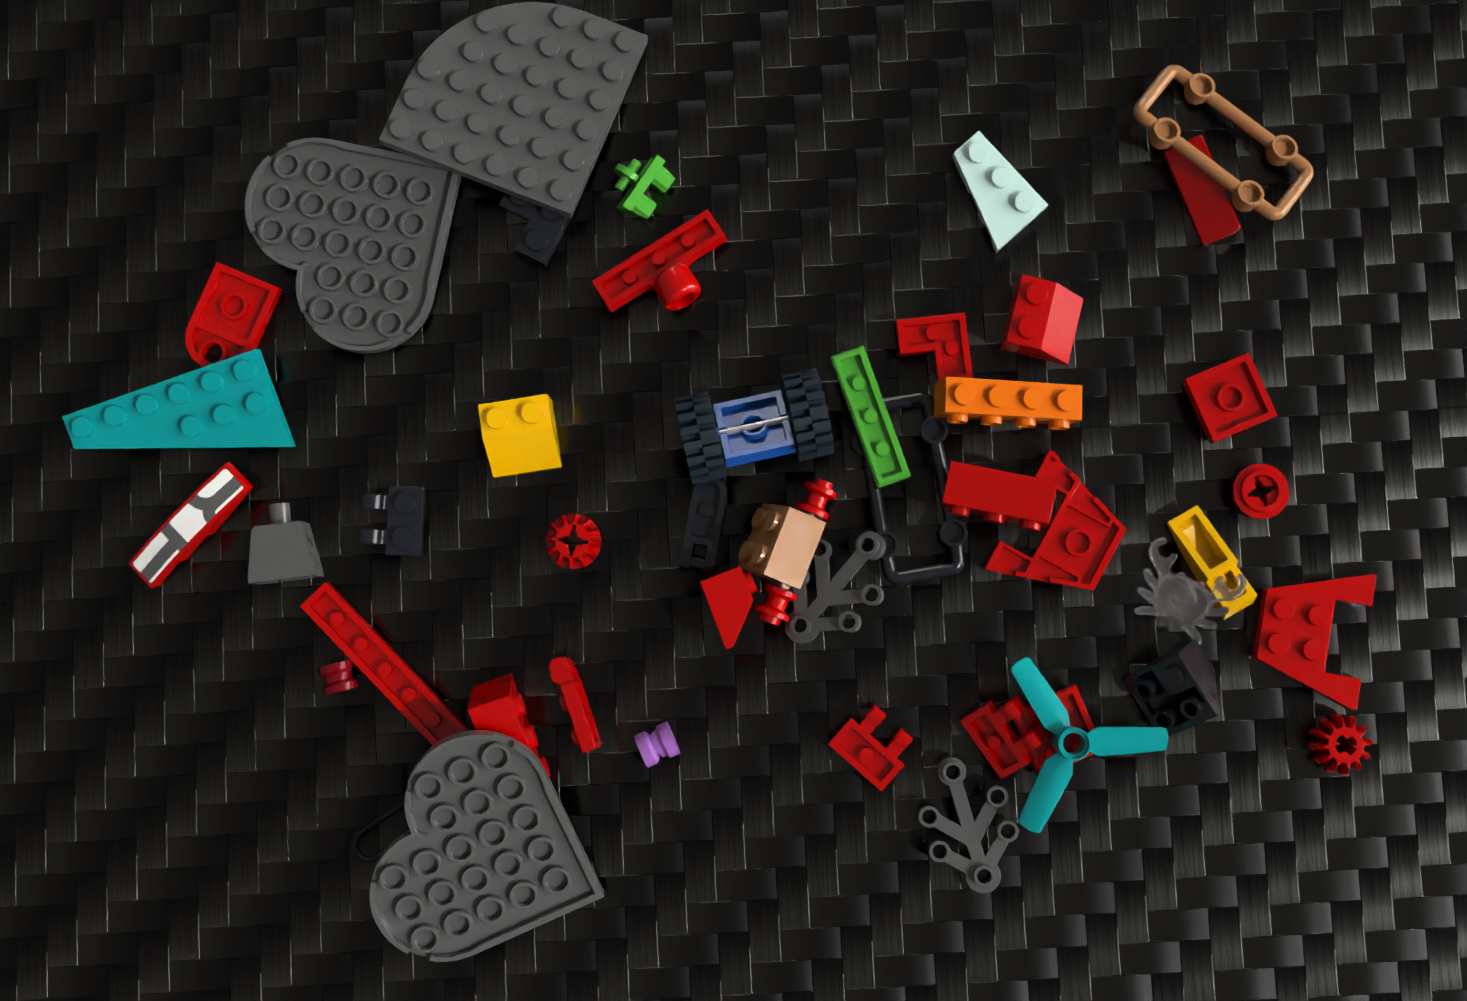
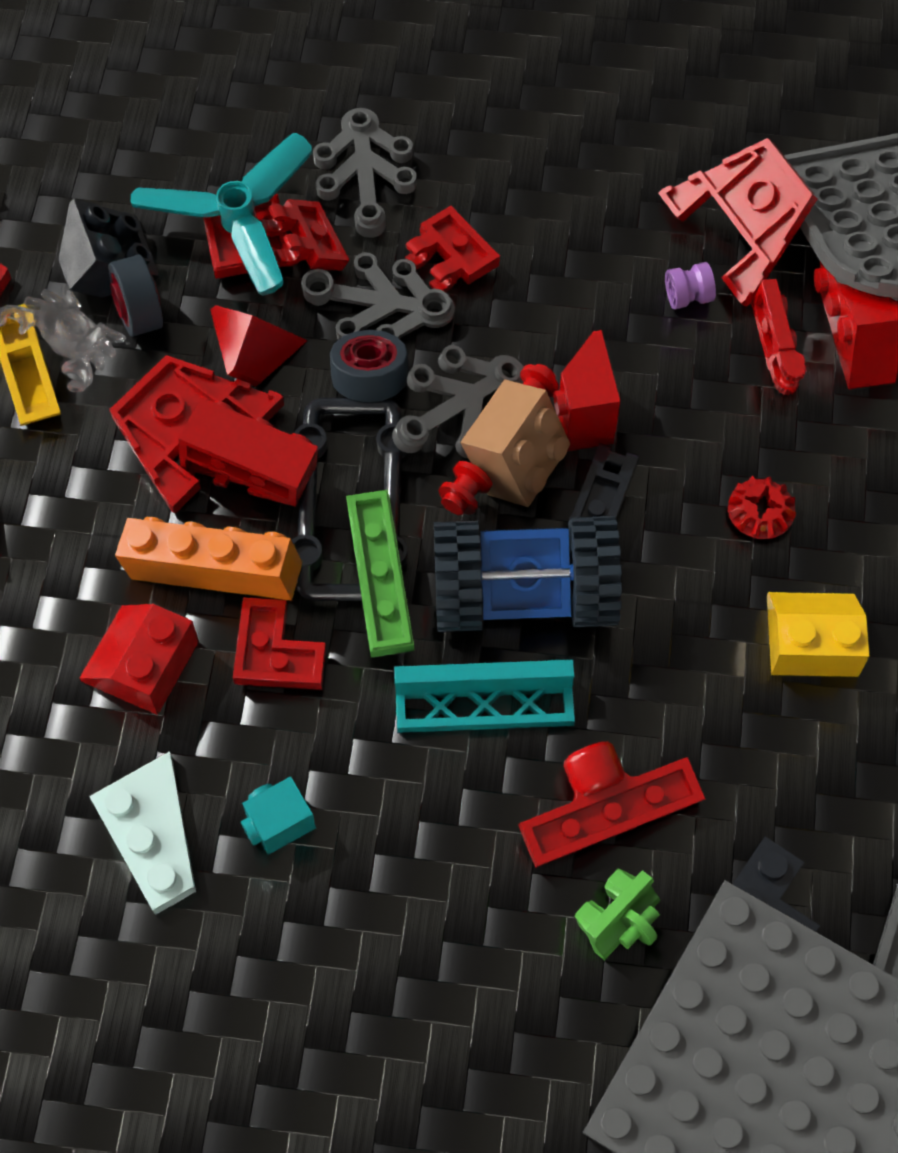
camera: 175 degrees left, 20 degrees down
(605, 833) = (760, 198): none -> wing
(770, 344) = (484, 680): none -> teal fence
(905, 213) = (276, 815): none -> teal brick
(919, 627) = (369, 365): none -> black wheel
(919, 685) = (384, 300): none -> dark grey plant
(1024, 618) = (252, 345): none -> red slope
(1135, 638) = (135, 295): none -> black wheel

